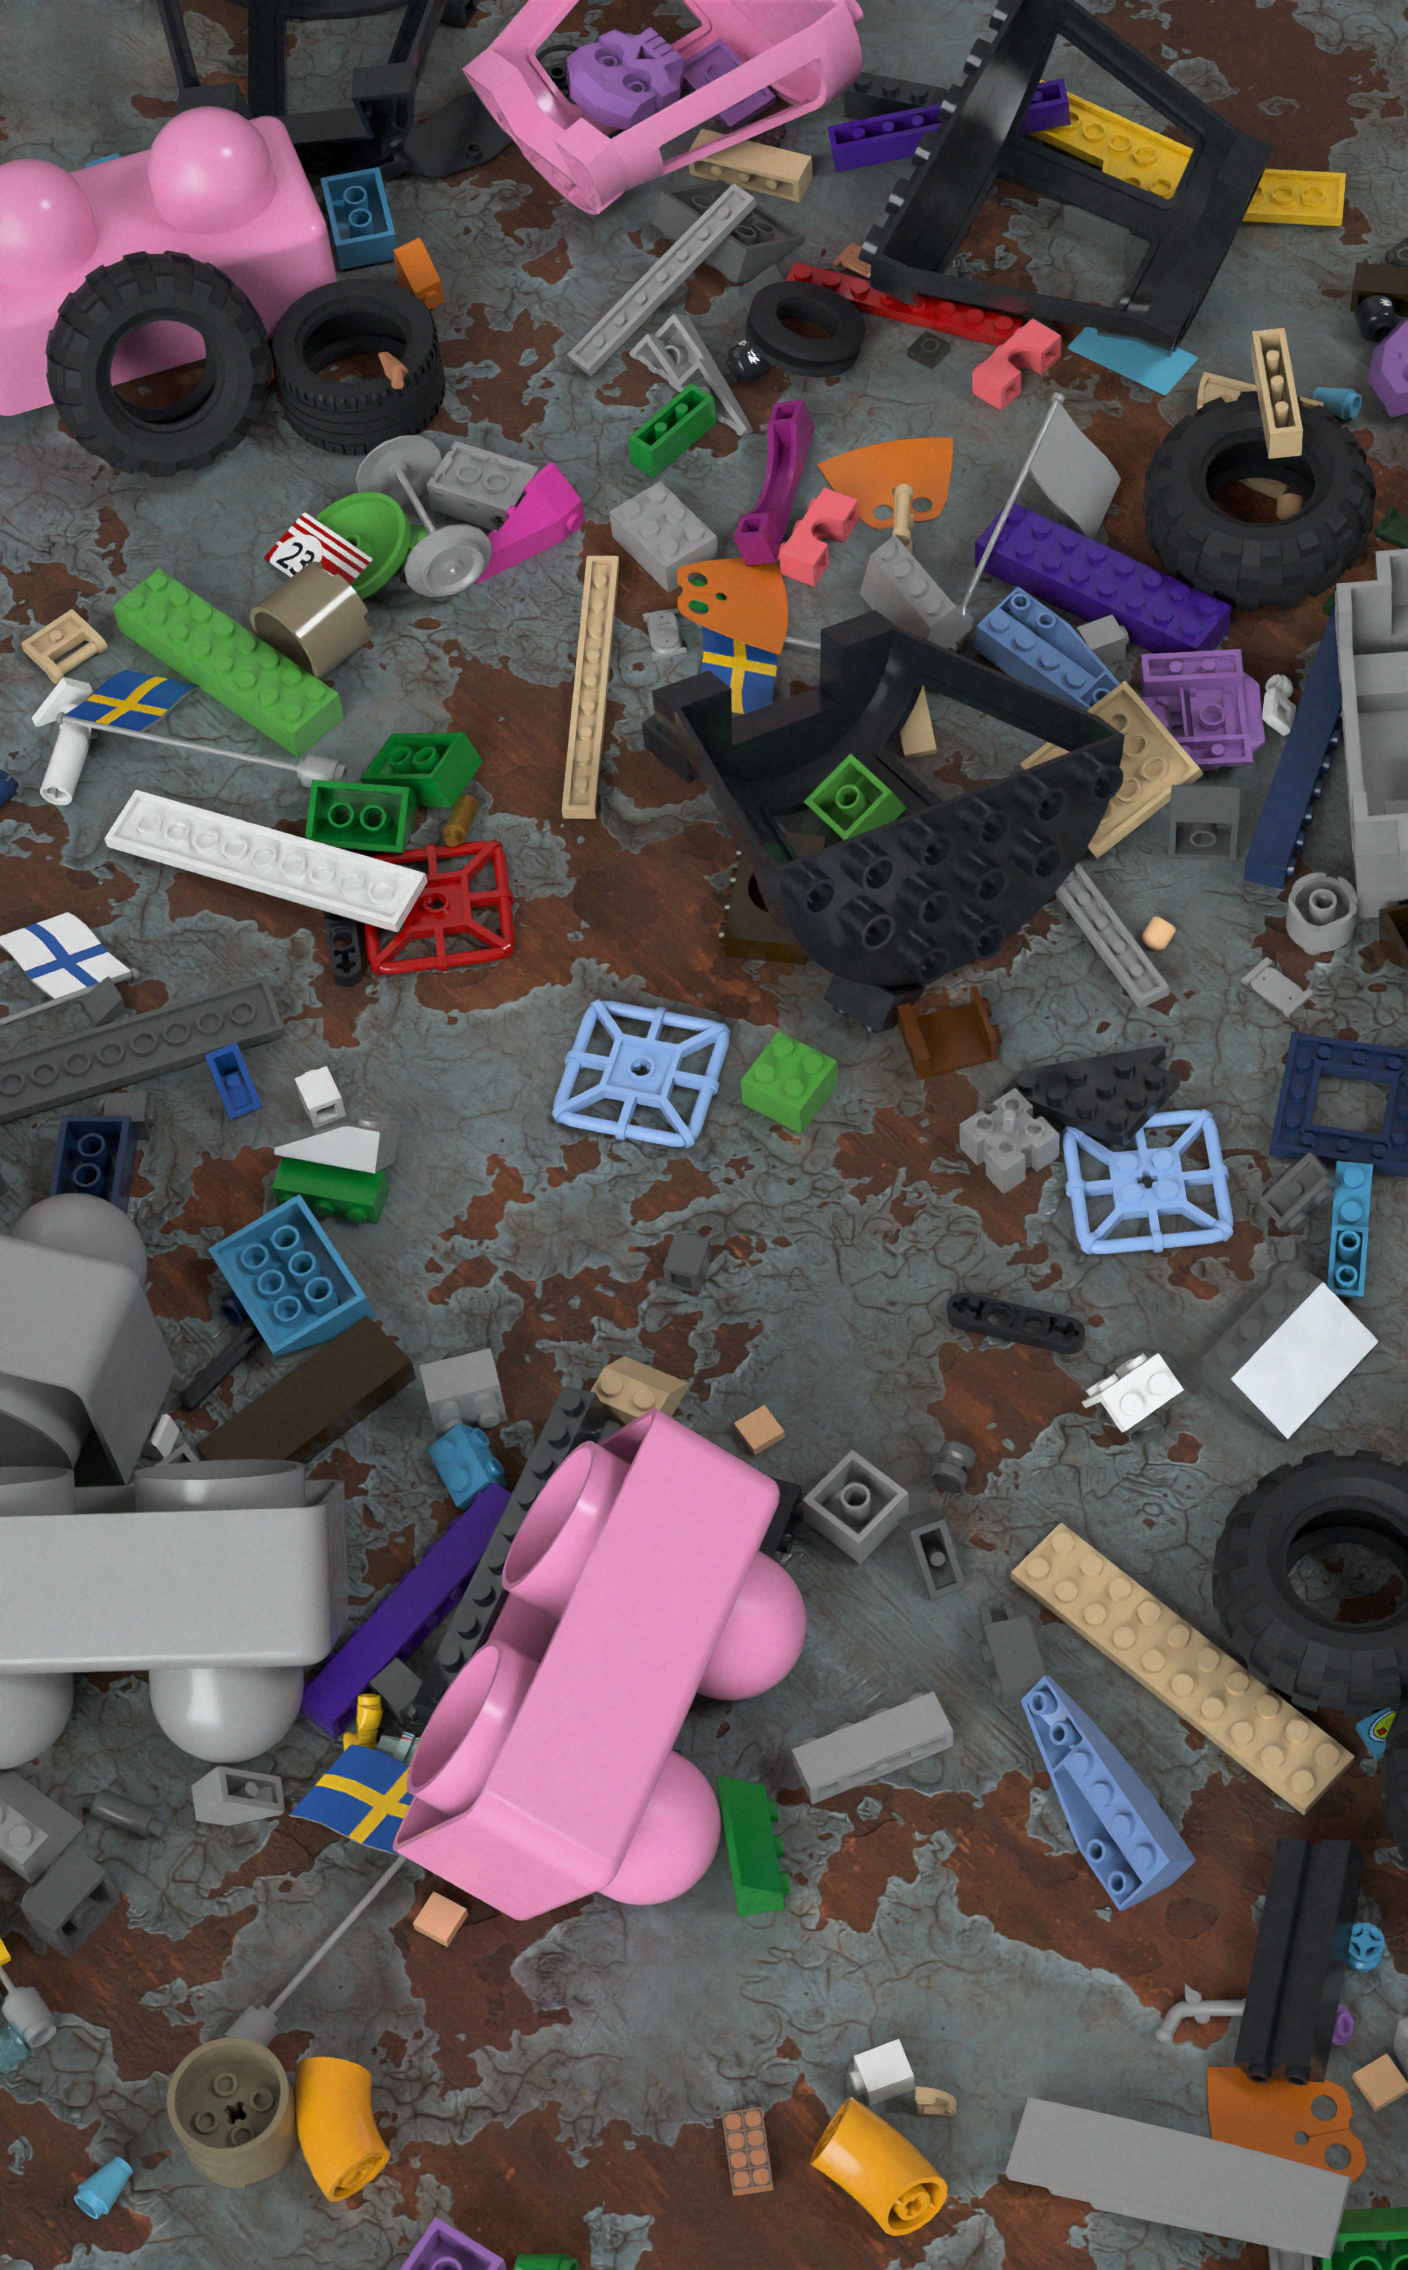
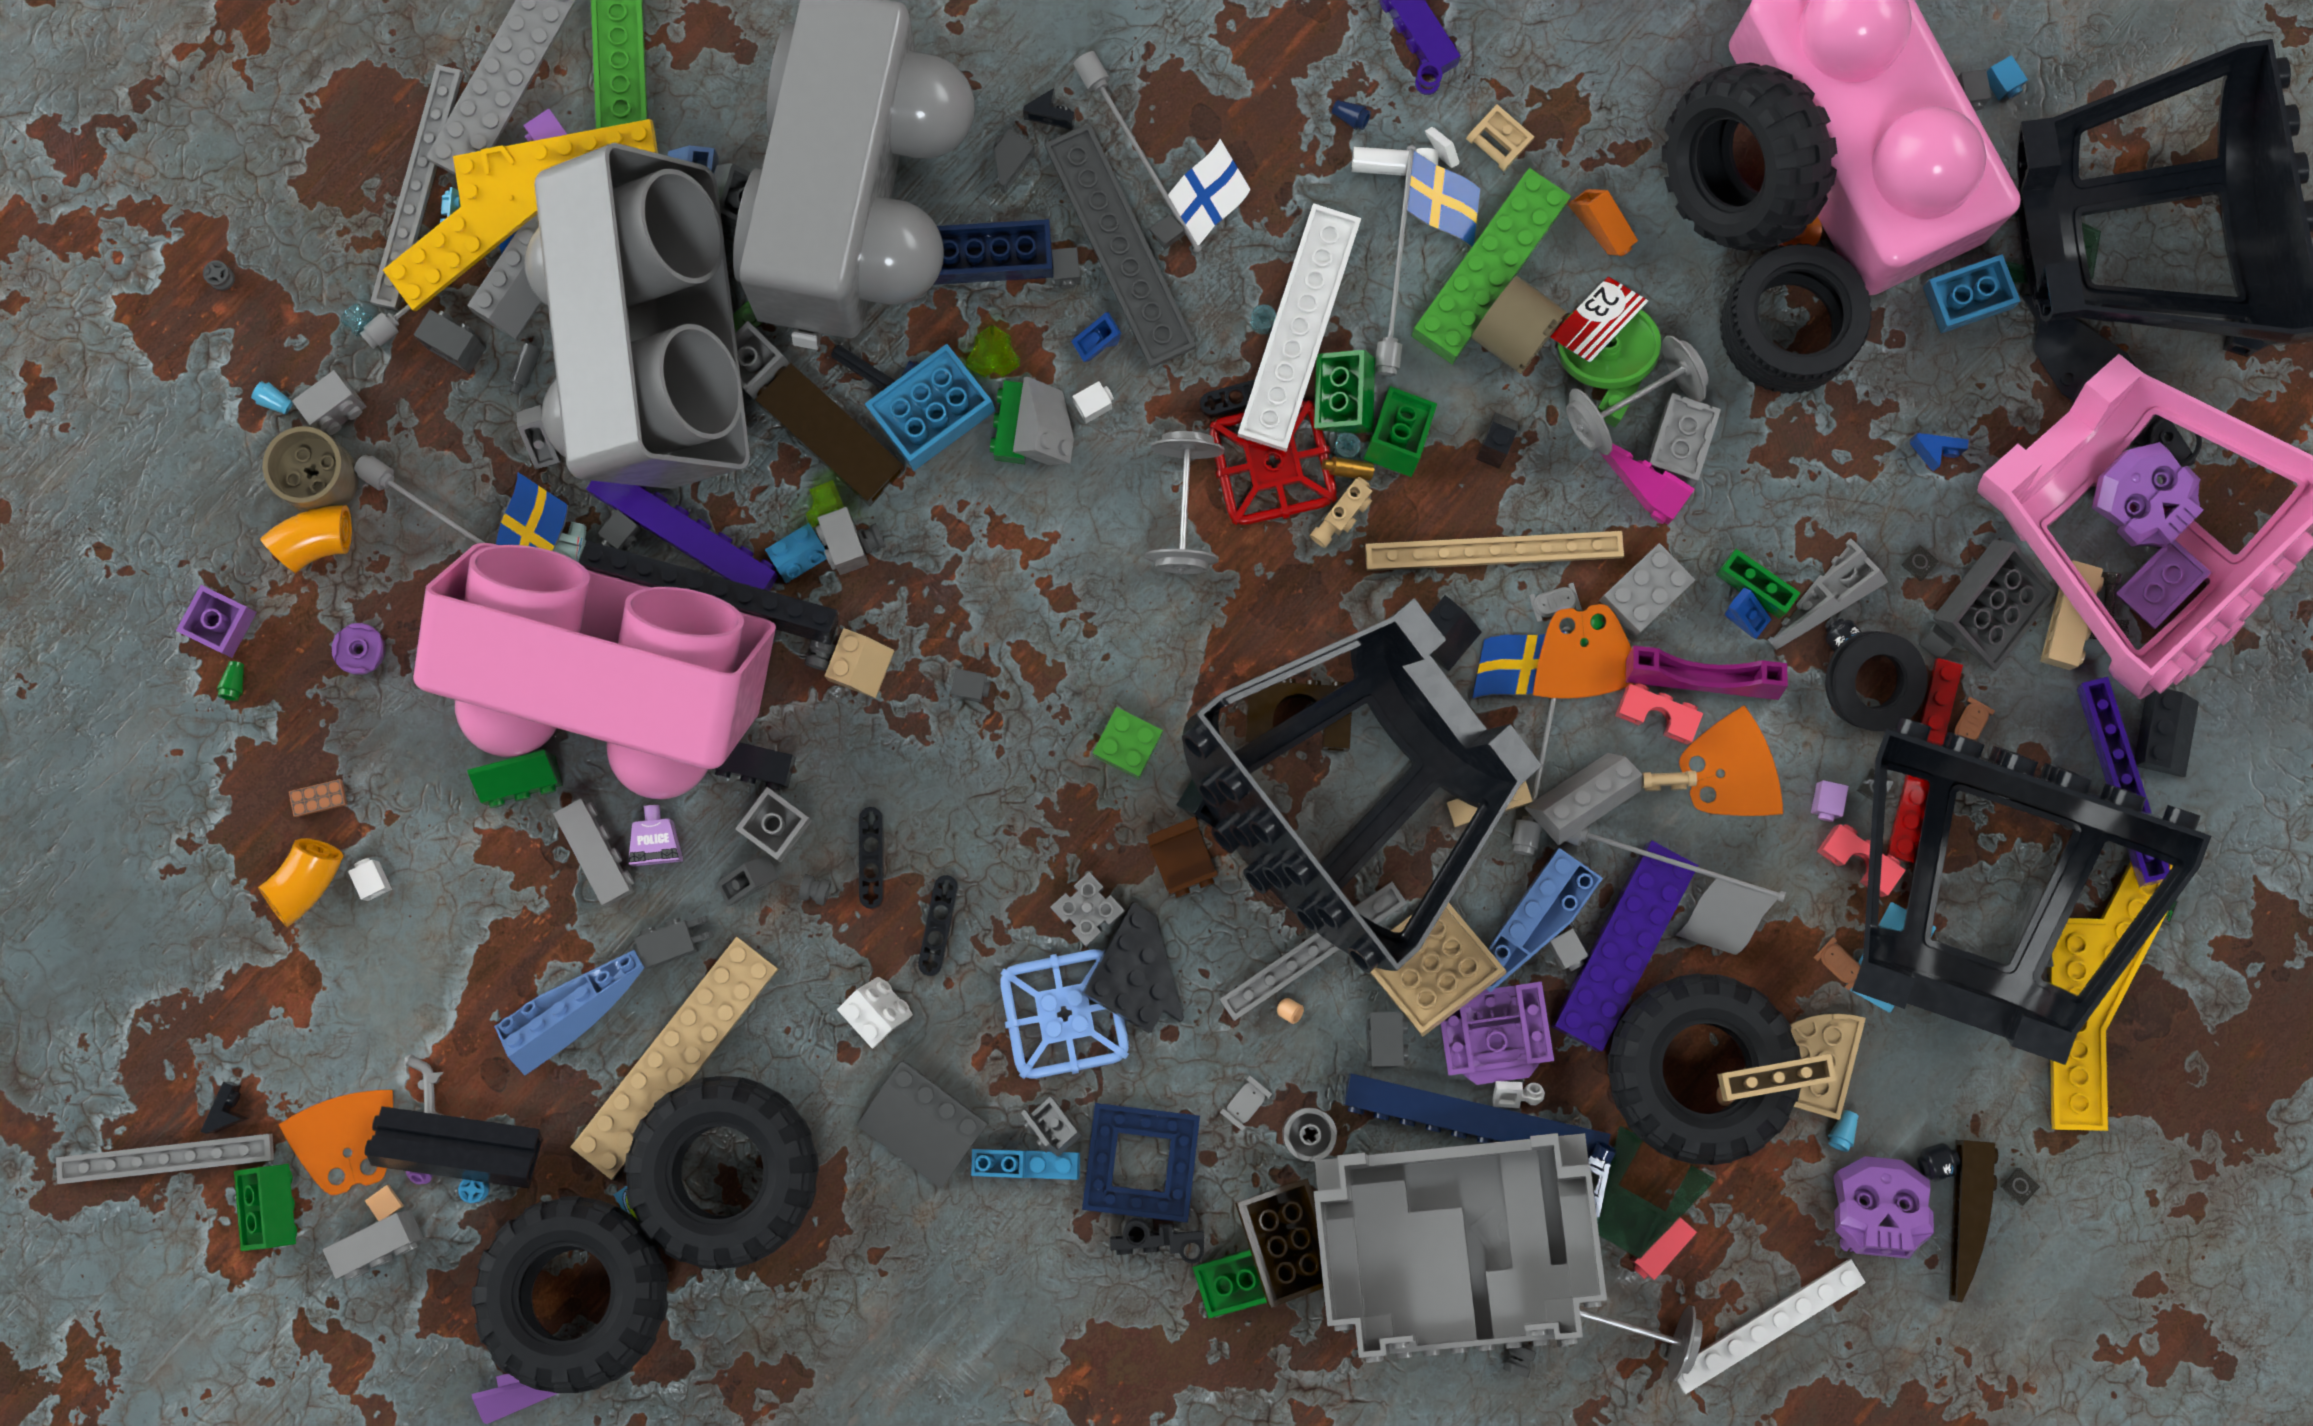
camera: 75 degrees right, 25 degrees up
(133, 2082) = (329, 403): none -> light grey brick
(195, 545) = (1604, 221): none -> orange slope
(229, 1202) = (992, 353): none -> clear neon green brick
(245, 904) = (1262, 325): none -> clear light blue wheel
(367, 1722) = (597, 513): yellow arm -> none
(393, 369) = (1767, 347): nougat bar -> none
(402, 980) = (1187, 446): none -> light grey axle
(404, 1419) = (825, 500): none -> clear neon green brick
(418, 273) = (1907, 353): orange slope -> none
(423, 822) = (1345, 450): none -> clear light blue wheel
(454, 662) = (1497, 440): none -> black slope
(516, 829) = (1347, 508): none -> tan brick
(519, 2056) = (345, 647): none -> medium lavender plate
(536, 267) = (1932, 446): none -> blue slope
(650, 1090) = (1143, 647): light blue plate -> none
(662, 279) = (1917, 556): light grey plate -> none
(705, 448) = (1748, 613): none -> blue slope
(759, 1430) = (839, 751): light nougat tile -> none
(854, 800) = (1381, 767): bright green brick -> none
(861, 1669) = (654, 840): none -> lavender torso
(914, 1393) = (875, 857): none -> black beam
(935, 2102) = (353, 909): tan tile -> none
(942, 387) = (1829, 800): none -> lavender brick
(1136, 395) = (1839, 963): none -> nougat piece
(1178, 2178) = (299, 1073): light grey slope -> none

